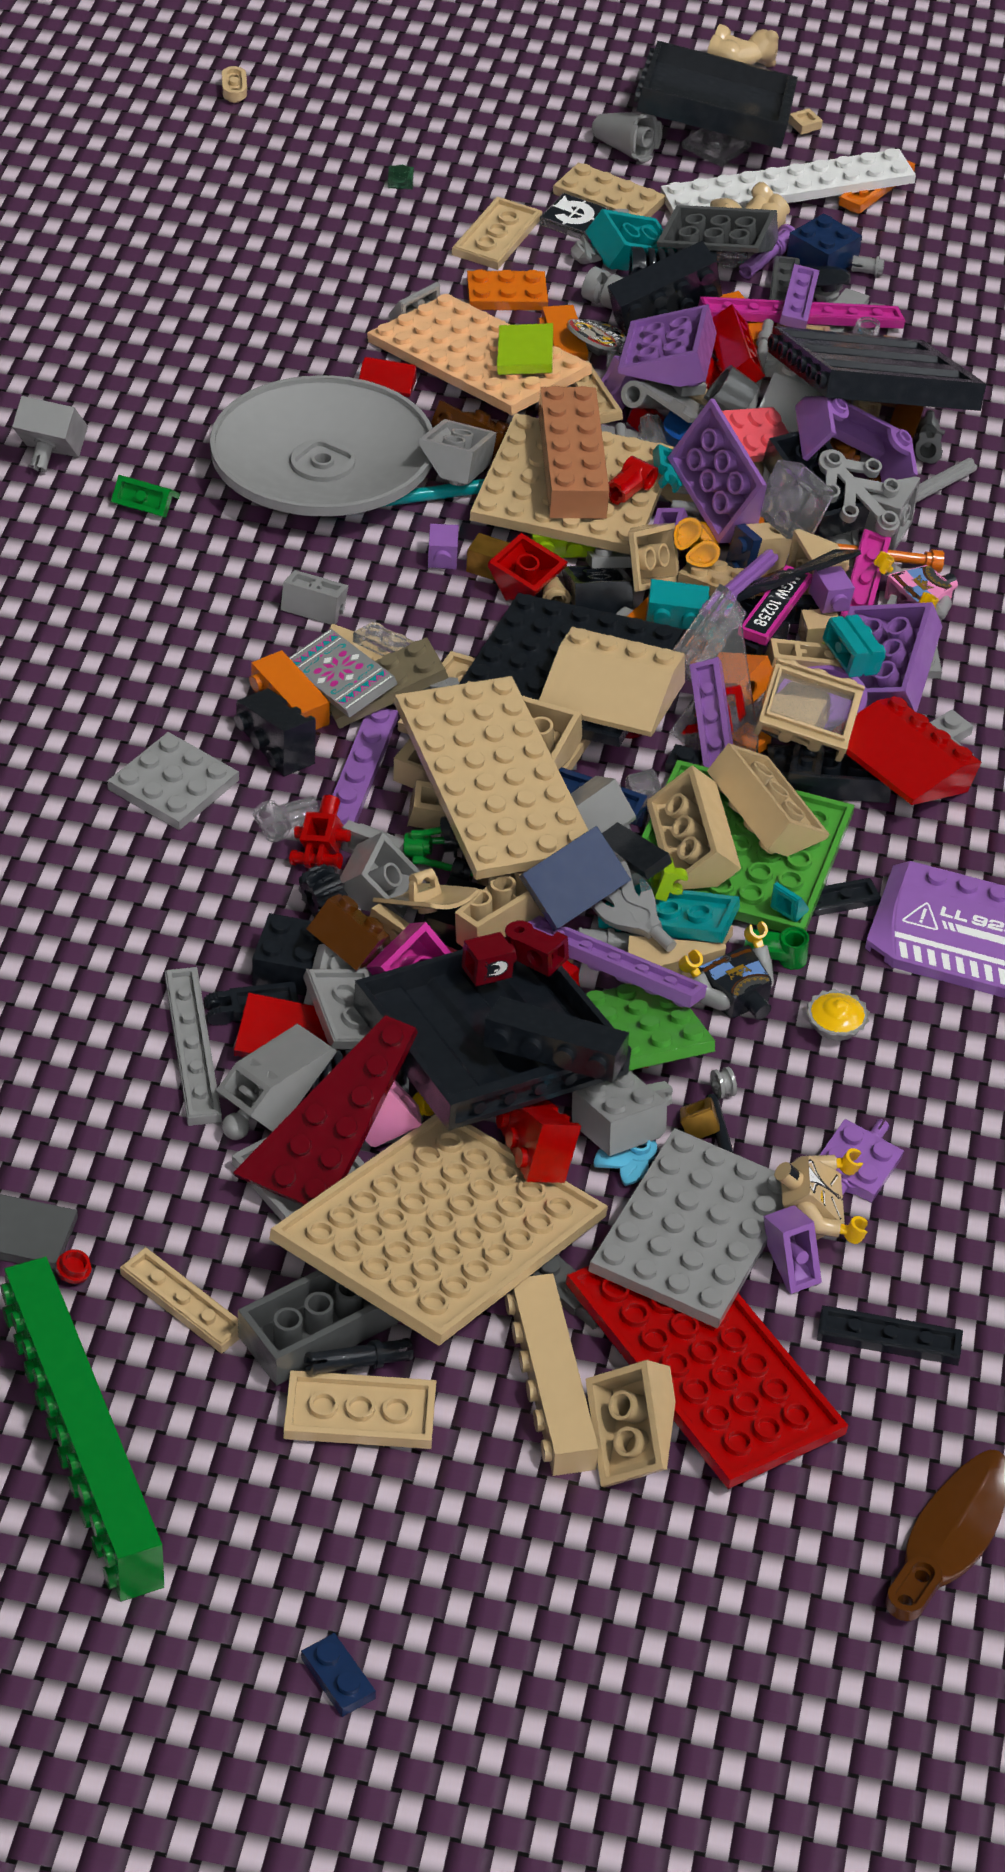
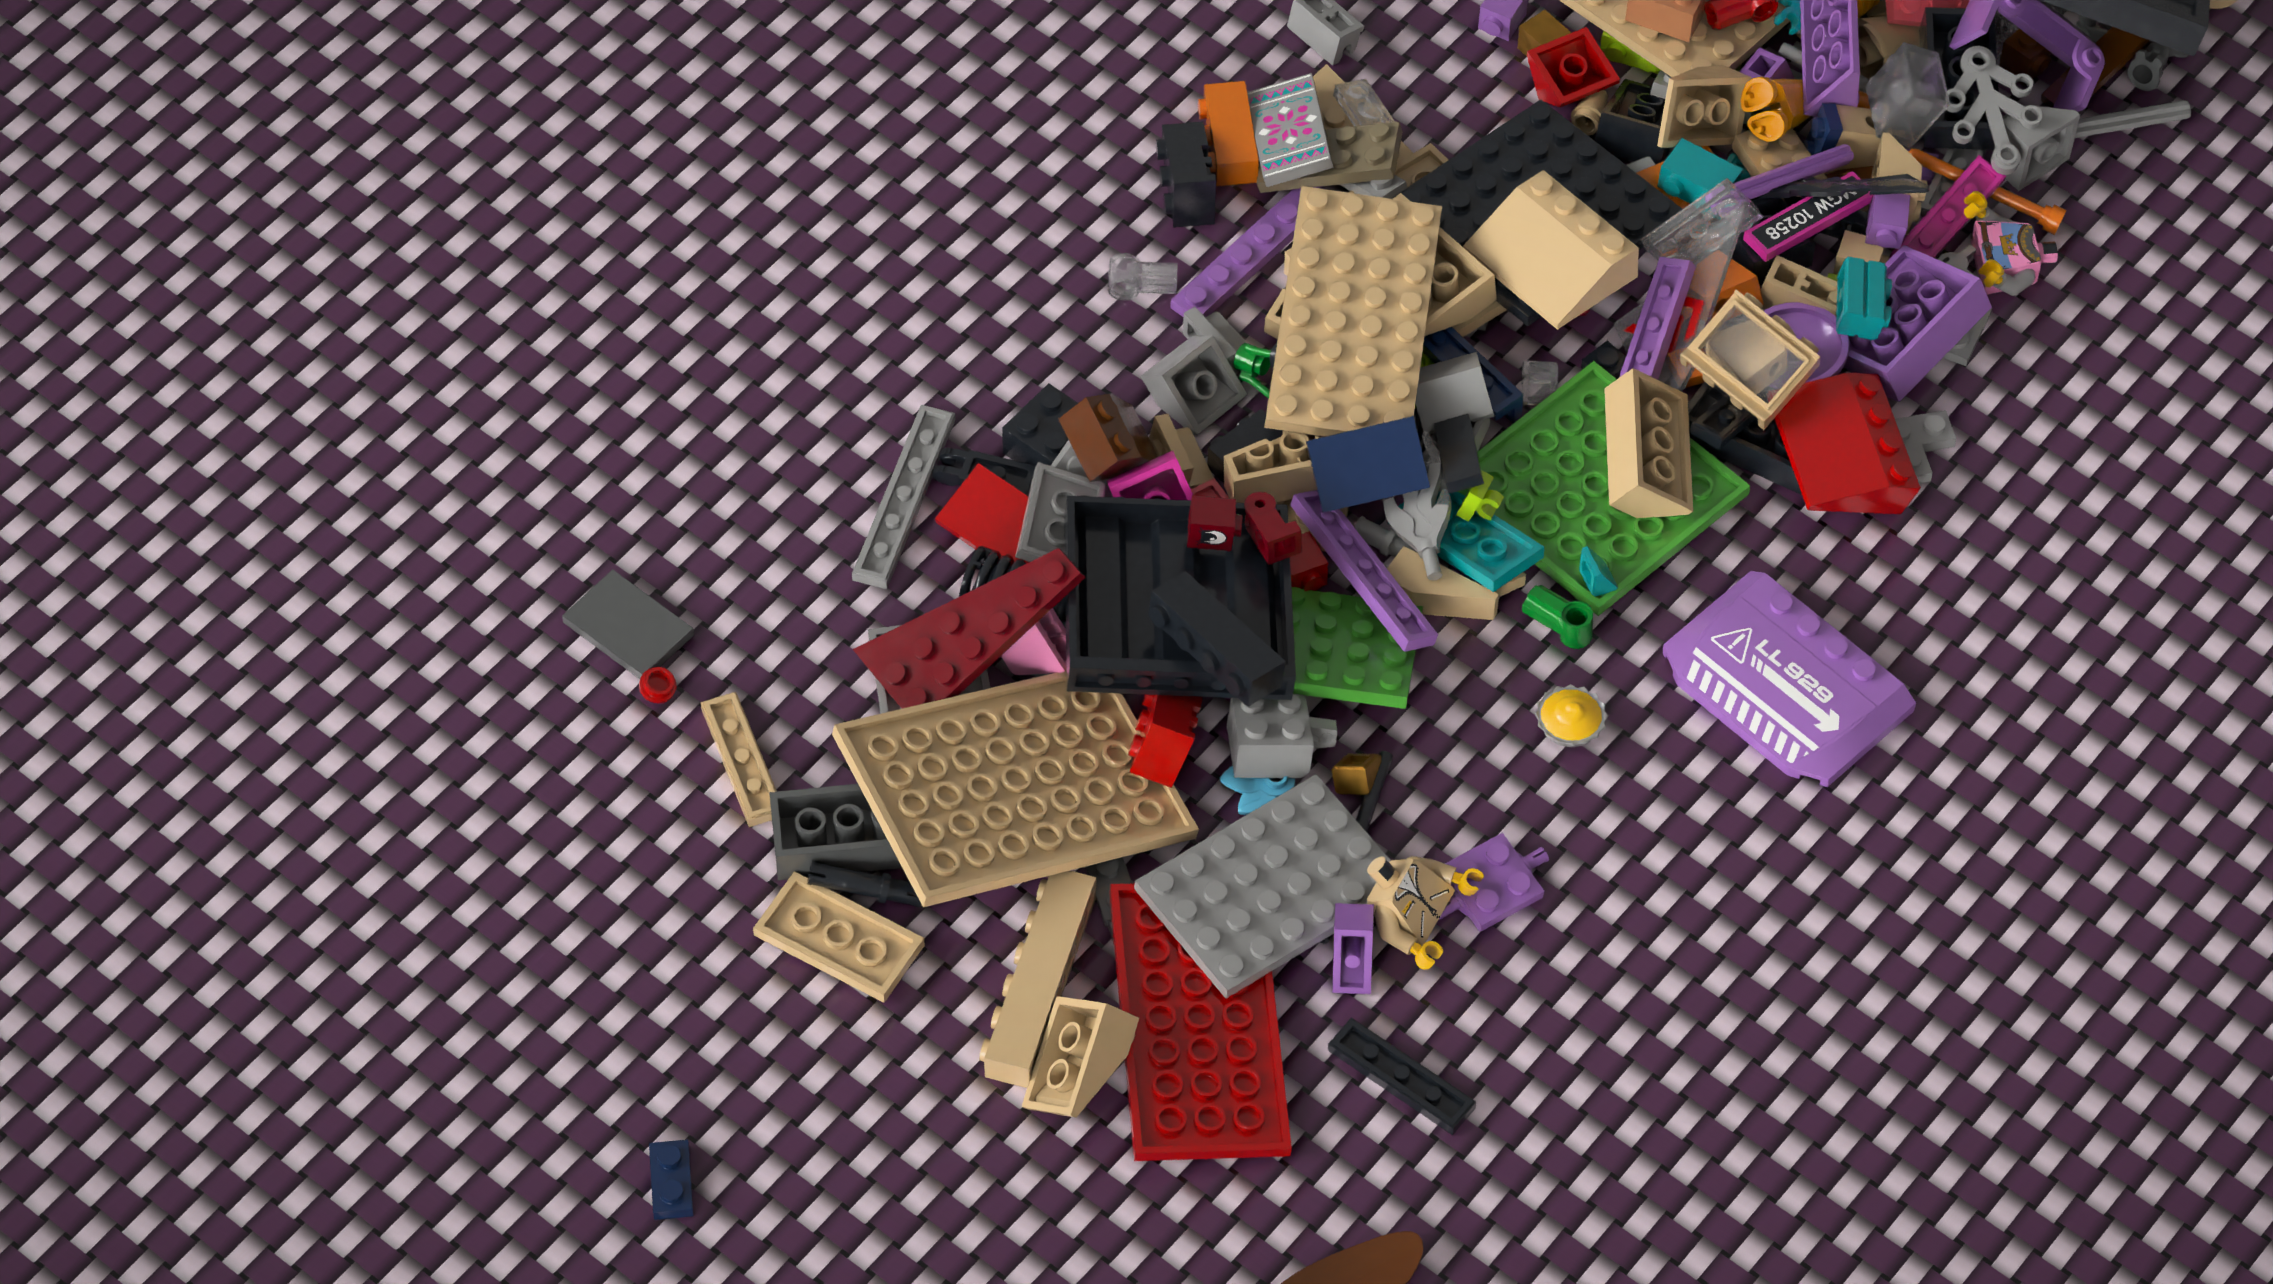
camera: 30 degrees right, 10 degrees up
(84, 1430) = (567, 849): green brick -> none
(173, 780) = (1055, 192): light grey plate -> none
(273, 1080) = (942, 567): light grey slope -> none
(318, 886) = (1122, 375): black gear -> none
(321, 836) = (1159, 315): red piece -> none
(431, 896) = (1216, 427): tan shield -> none
(694, 829) = (1547, 453): tan slope -> none
(723, 1082) = (1404, 744): light grey bush -> none
(738, 979) = (1489, 638): torso -> none
(847, 896) = (1678, 586): black tile -> none

